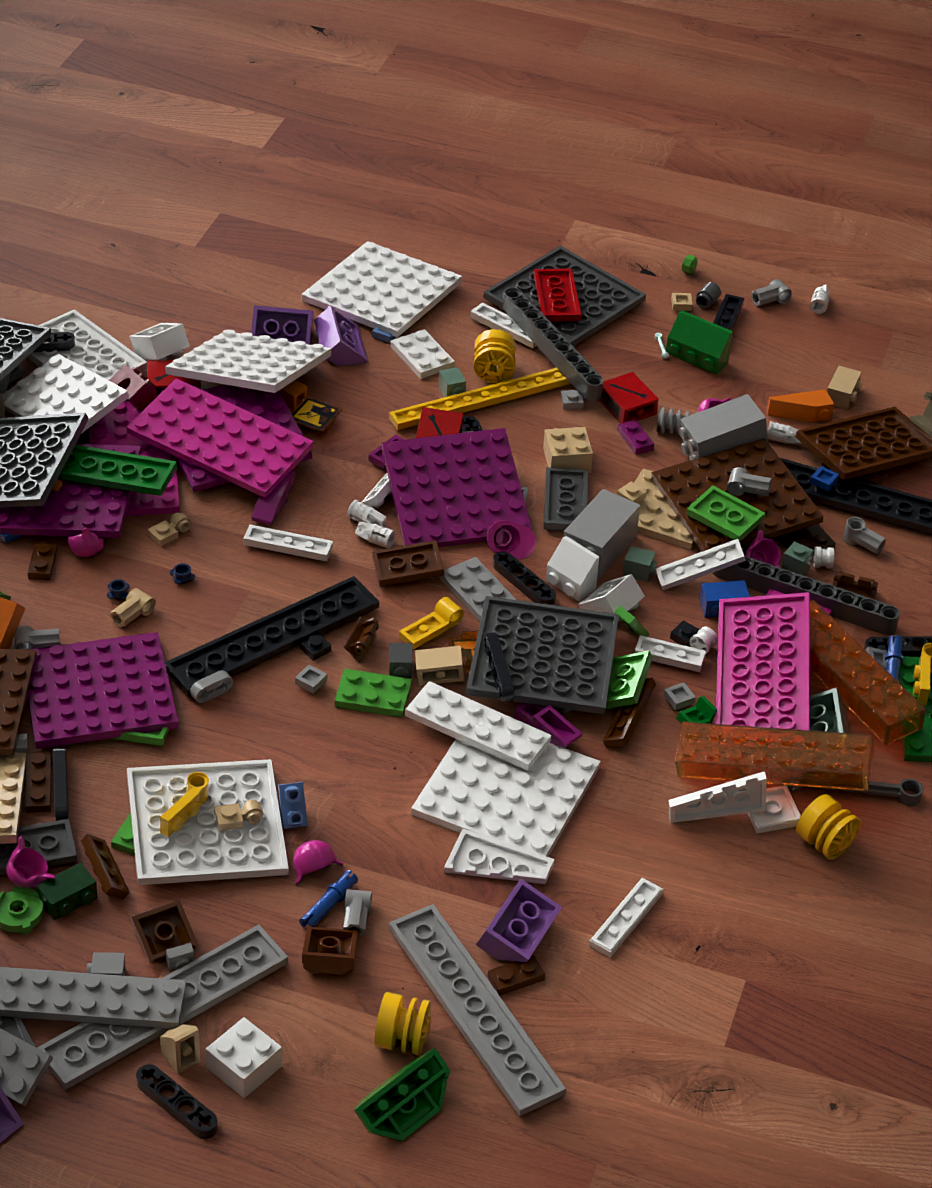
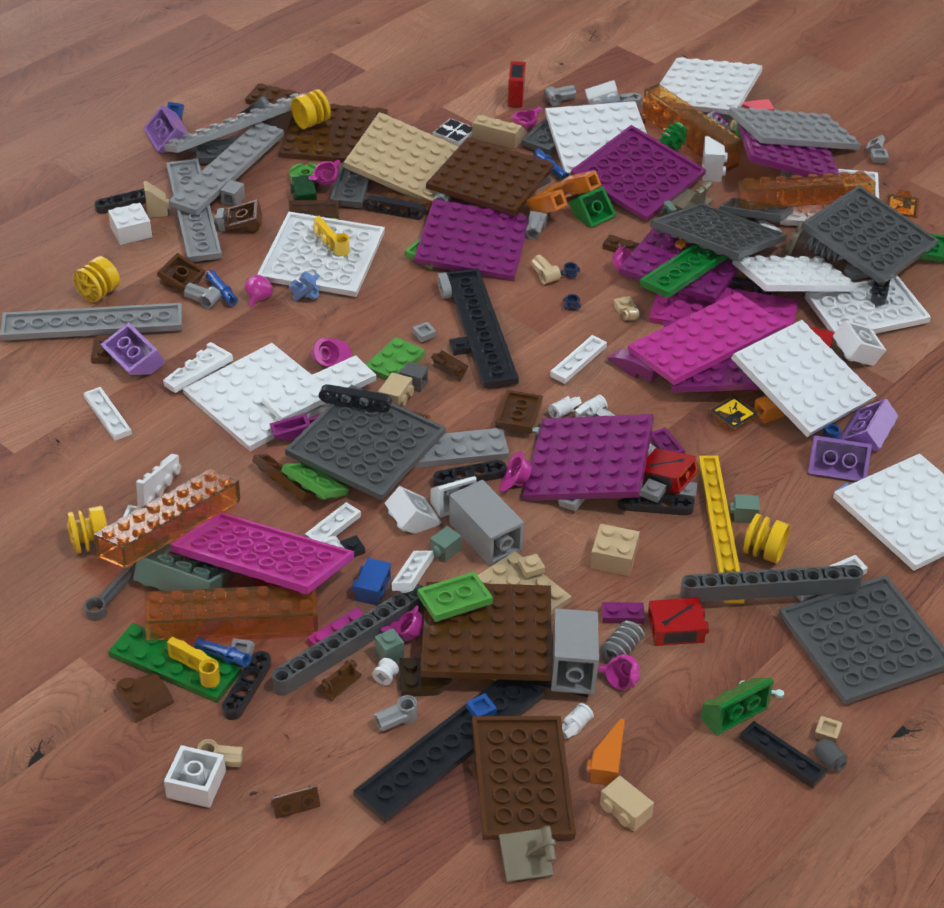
camera: 115 degrees right, 0 degrees up
(137, 385) = (796, 313): dark red arch -> none
(232, 817) = (311, 258): tan plate -> none
(406, 748) = (330, 351): none -> dark pink piece
(406, 1098) = (48, 267): green wedge -> none
(422, 353) = (806, 509): white plate -> none
(443, 618) = (443, 403): yellow plate -> none
(557, 294) = (855, 617): red plate -> none
(564, 496) = (557, 530): dark grey plate -> none
(631, 622) = (371, 504): bright green tile -> none
(679, 696) = (284, 513): light grey plate -> none
(689, 264) = (896, 763): bright green tile -> none
(702, 712) = (255, 510): green bracket -> none
(741, 482) = (485, 621): light grey piece -> none
(773, 292) = (819, 821): light grey piece -> none
(820, 299) = (797, 860): white hinge -> none

